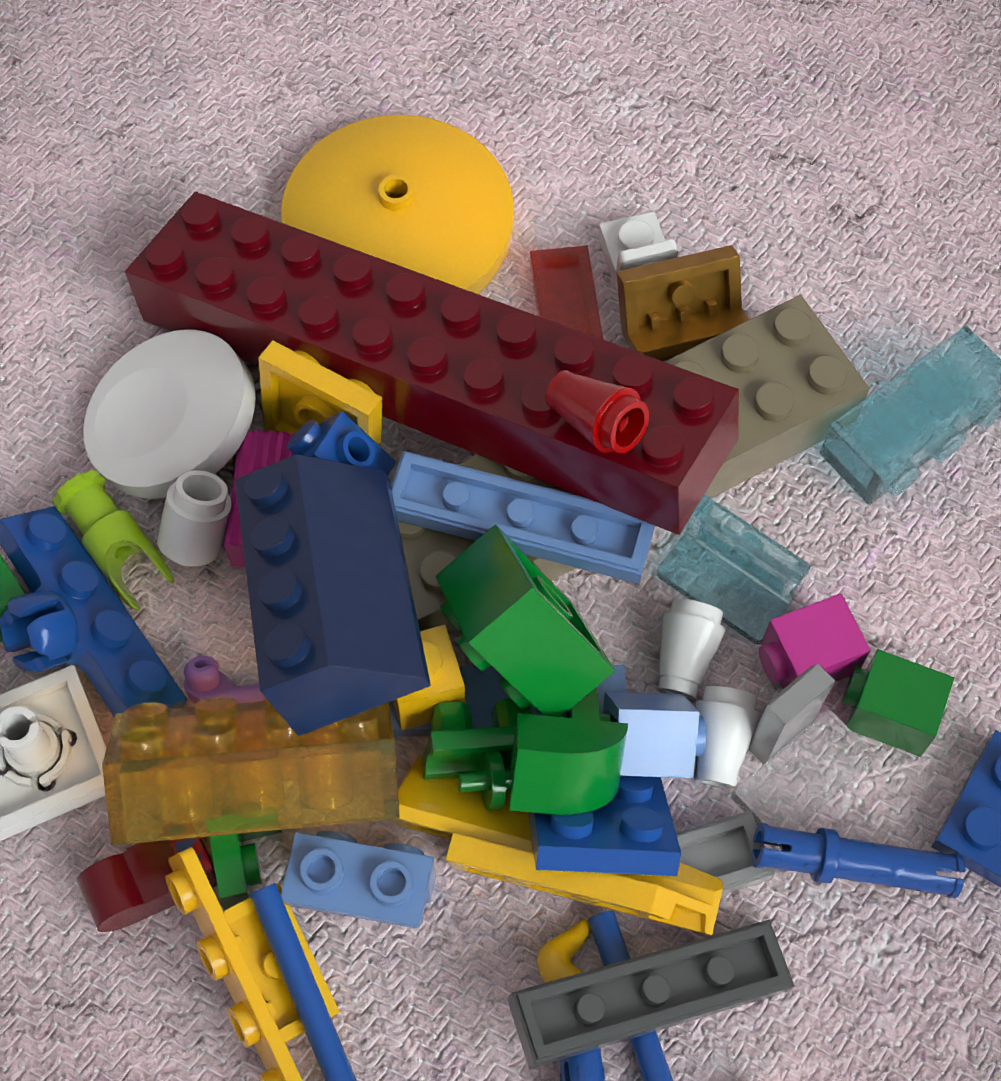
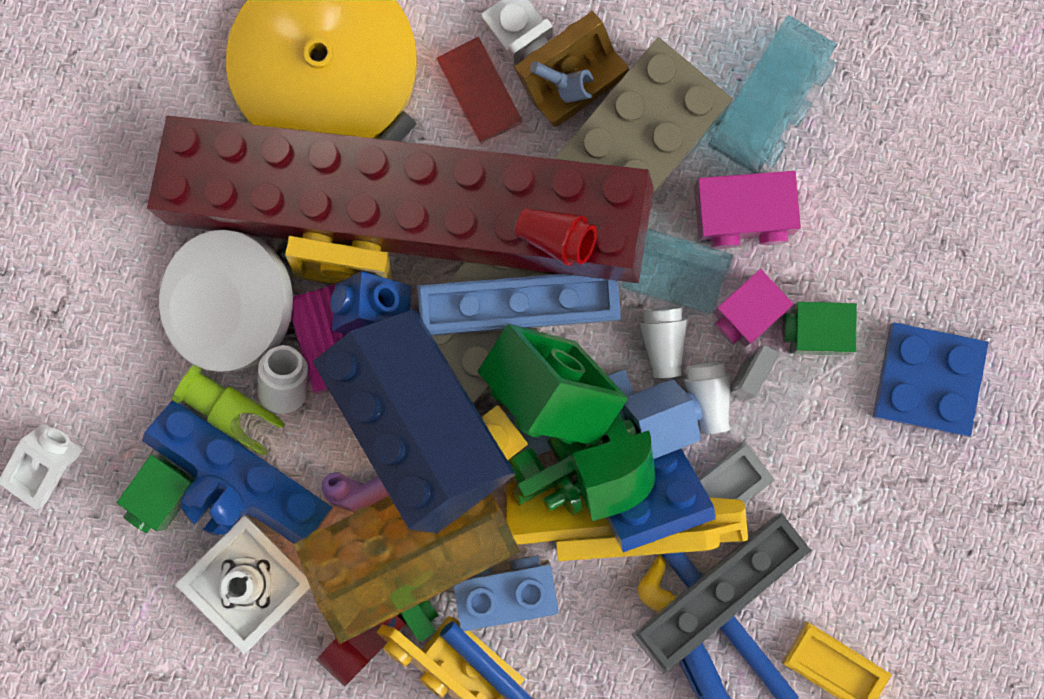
camera: 20 degrees left, 20 degrees up
(675, 319) = (569, 85): none -> sand blue hand
(830, 857) = (809, 457): blue pin -> none
(849, 527) = (747, 208): none -> dark pink brick

